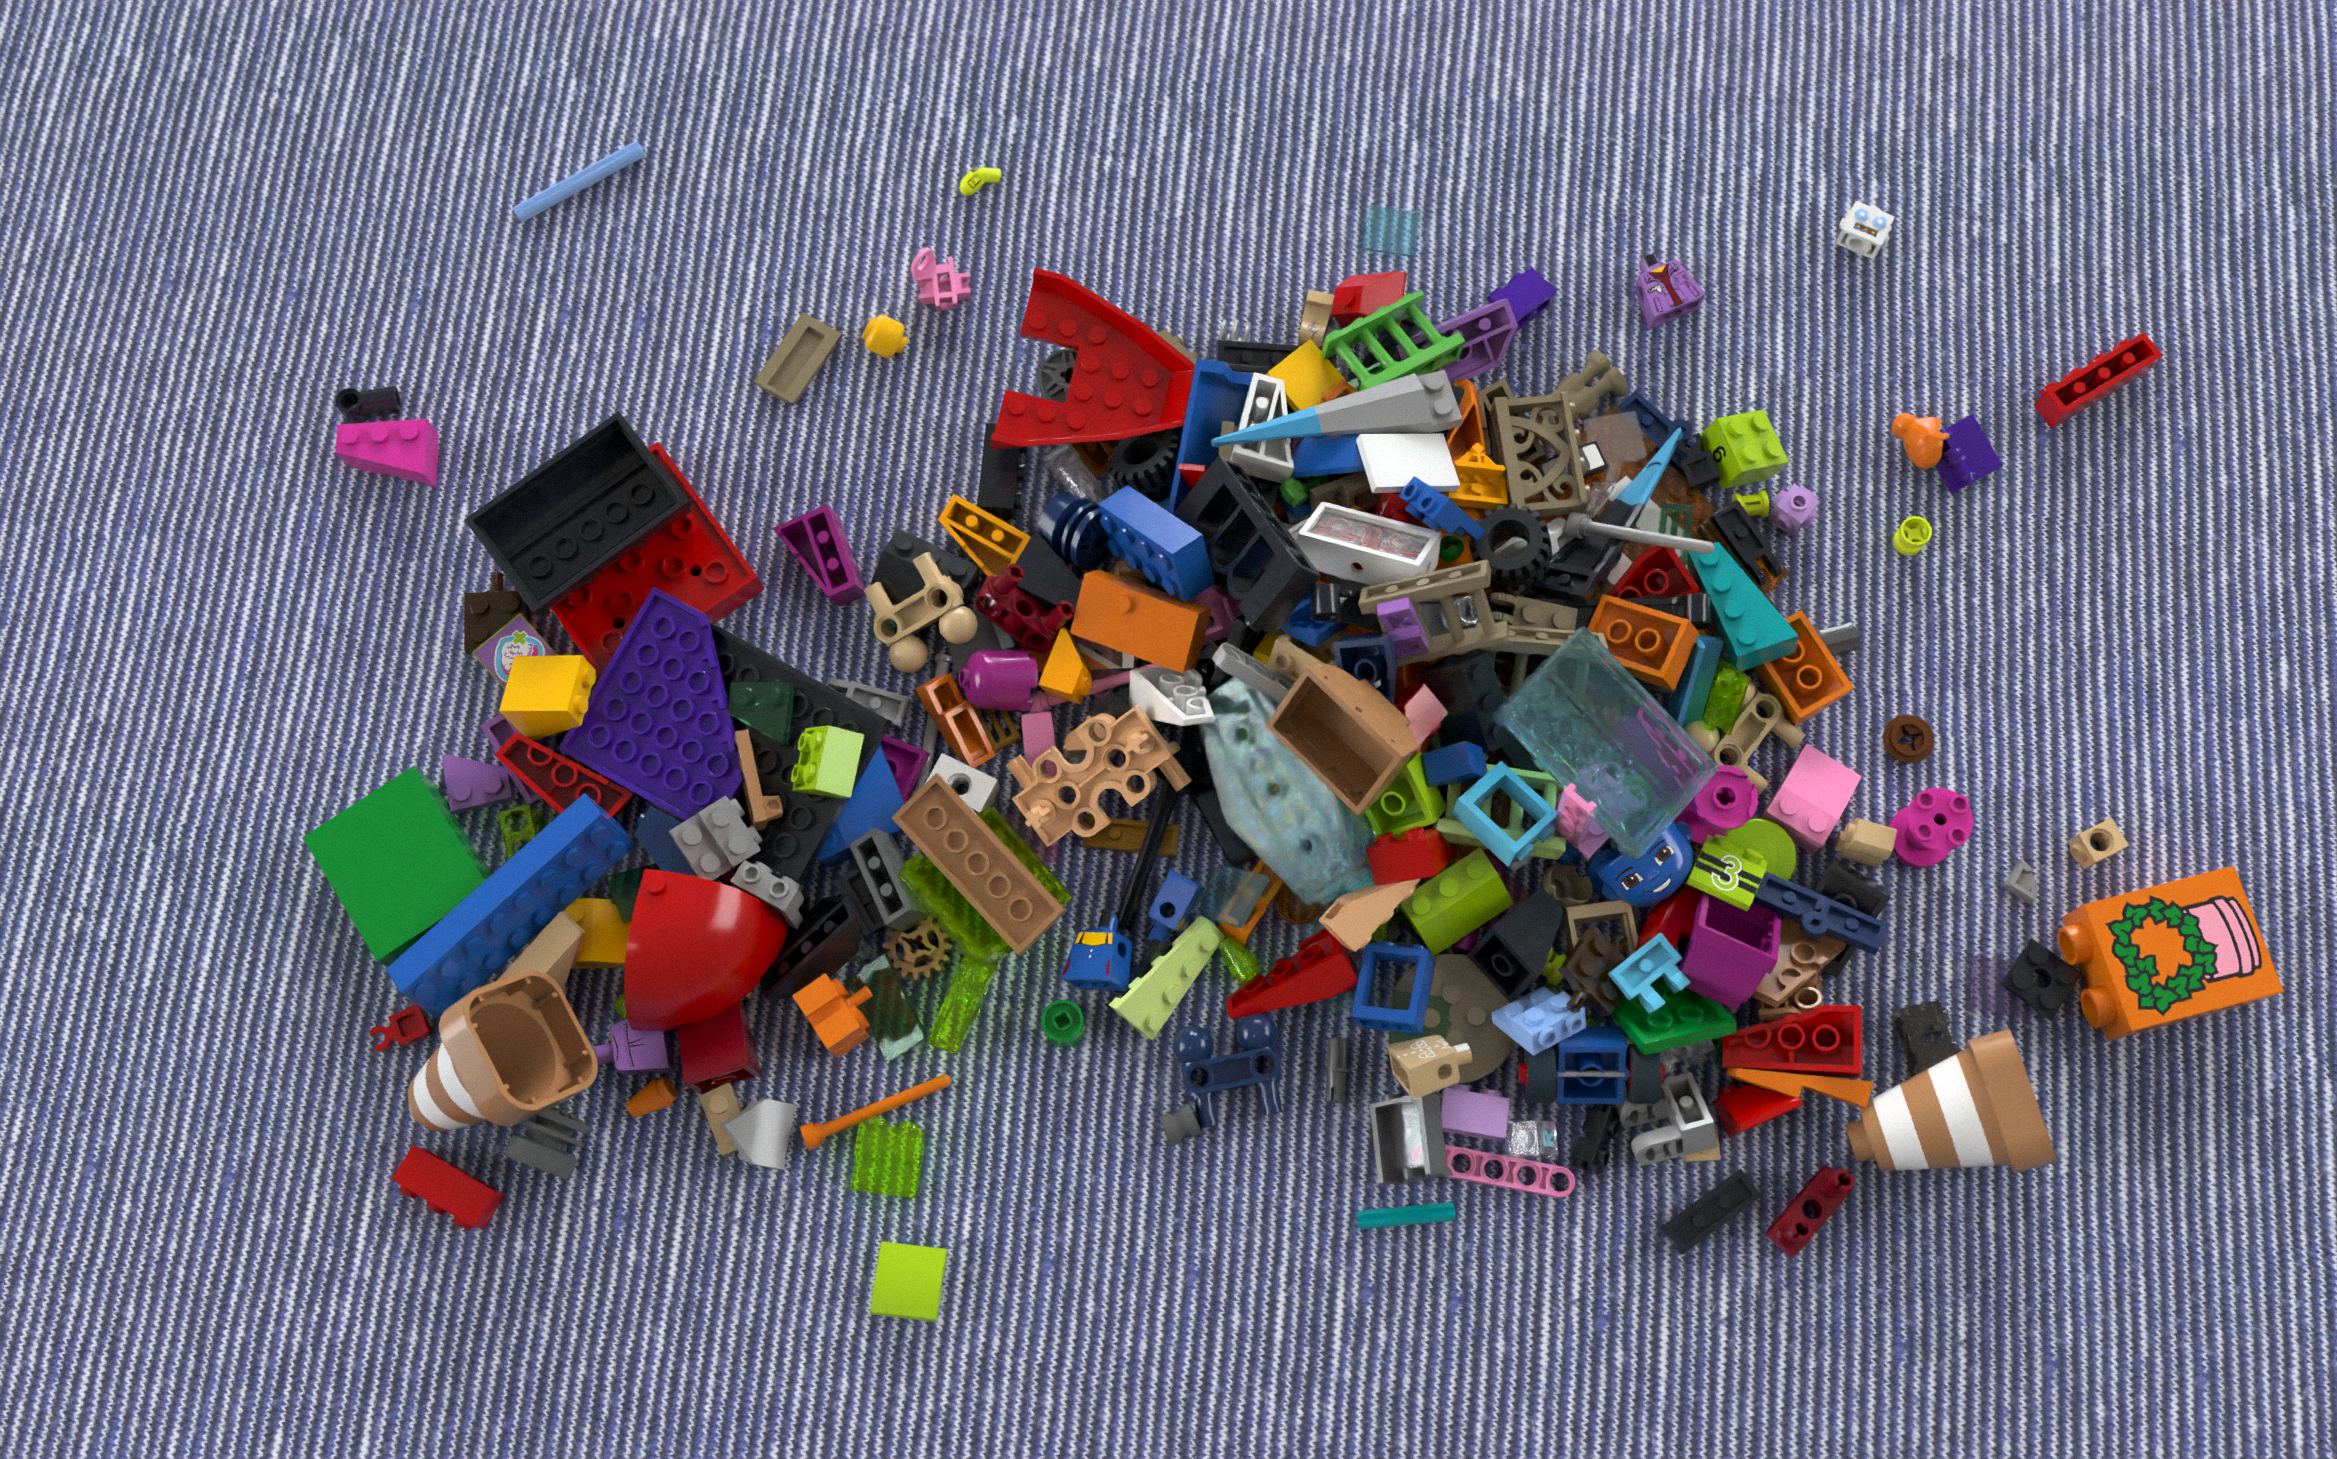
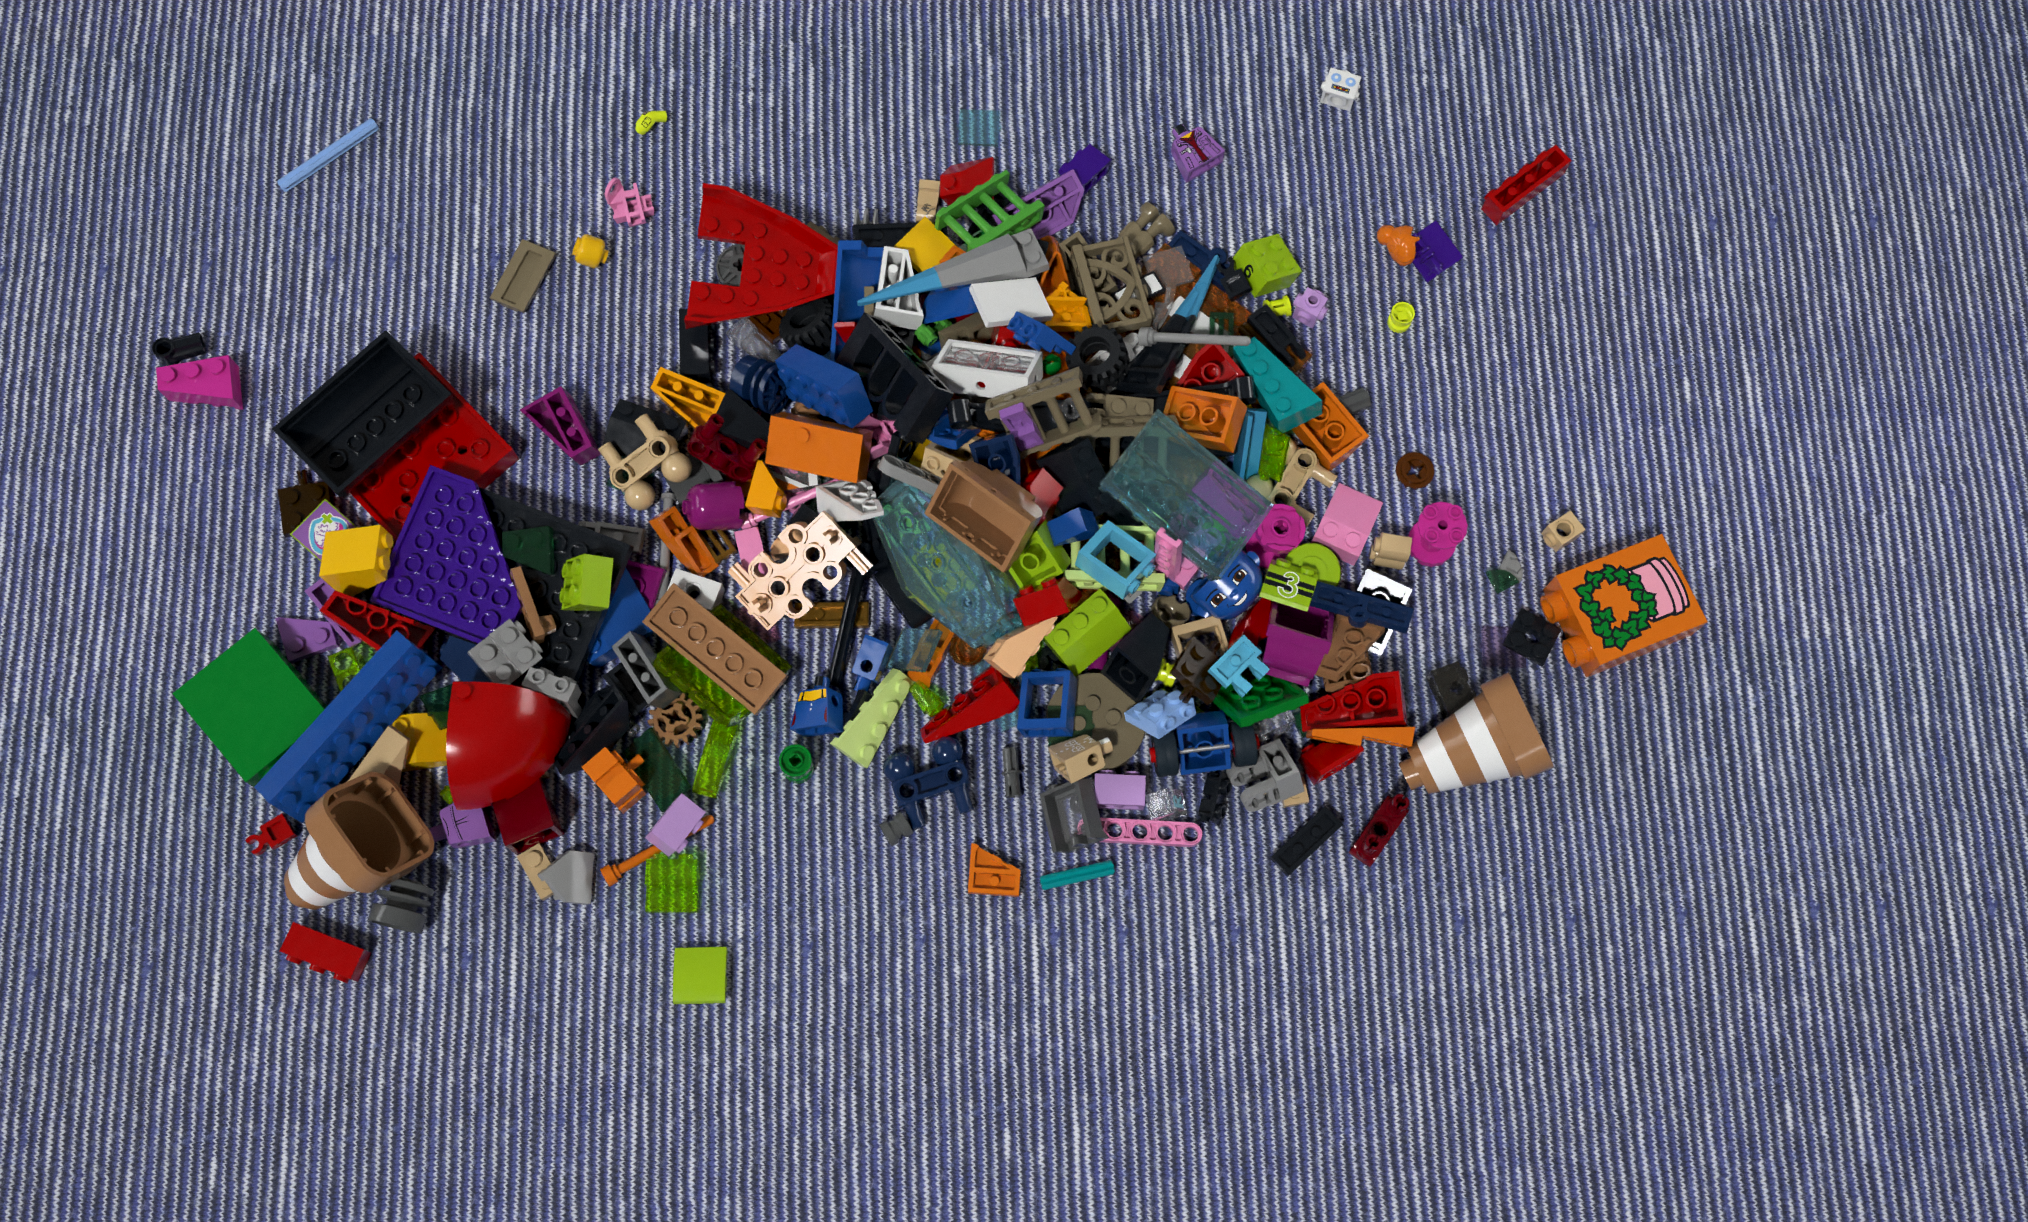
camera: 15 degrees left, 0 degrees up
(653, 1097) = (481, 861): orange cone -> none
(901, 1085) = (675, 825): none -> lavender brick
(1296, 1201) = (991, 875): none -> orange wing
(2008, 897) = (1501, 579): none -> clear green tile

